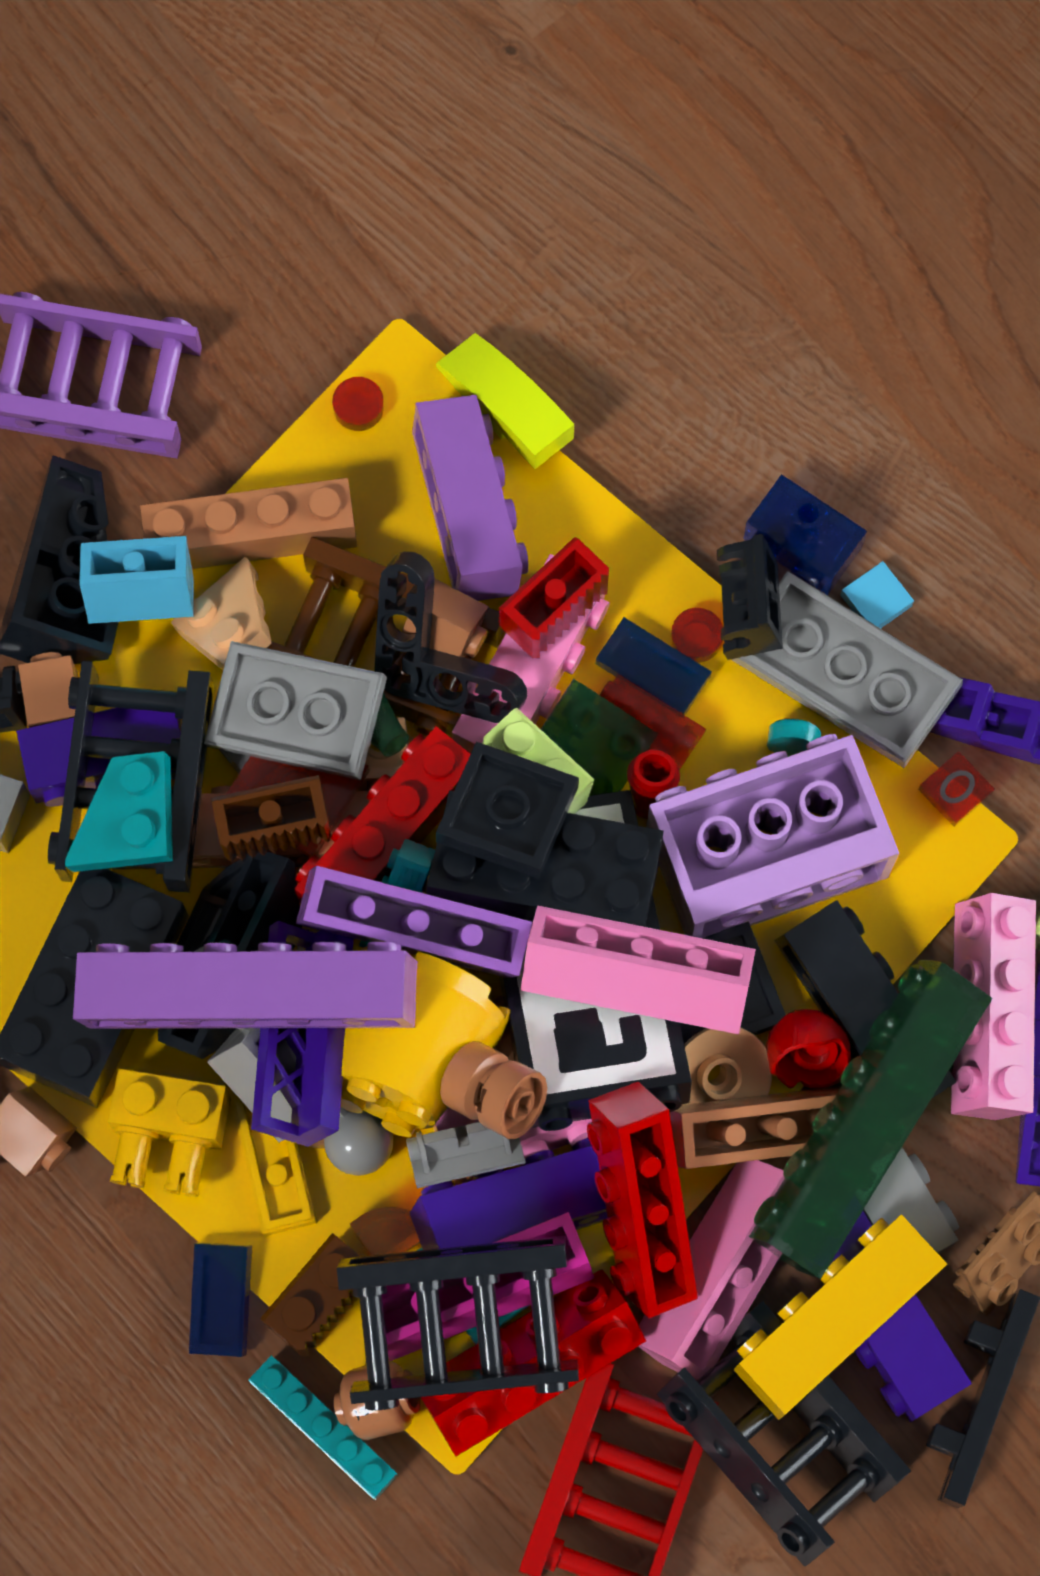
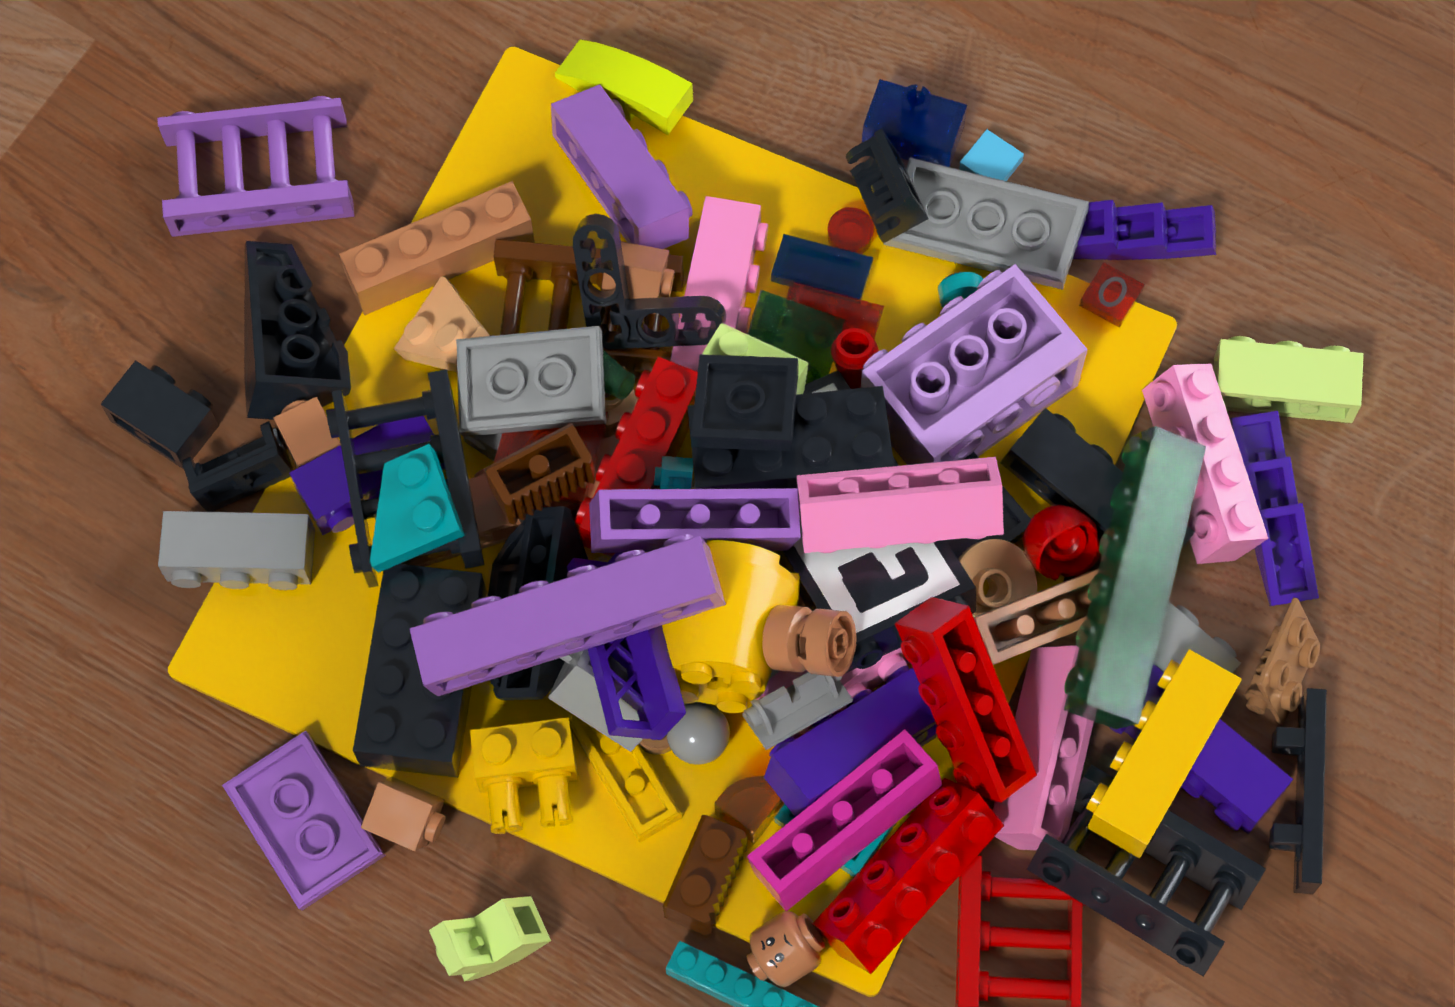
camera: 15 degrees left, 5 degrees down
(75, 1293) = (490, 939): none -> yellowish green brick
(137, 579) = (356, 315): medium azure brick -> none
(220, 1299) = (618, 907): clear blue tile -> none
(358, 403) = (498, 124): clear red tile -> none
(425, 1275) = (848, 797): black fence -> none
(554, 597) = (724, 225): red brick -> none

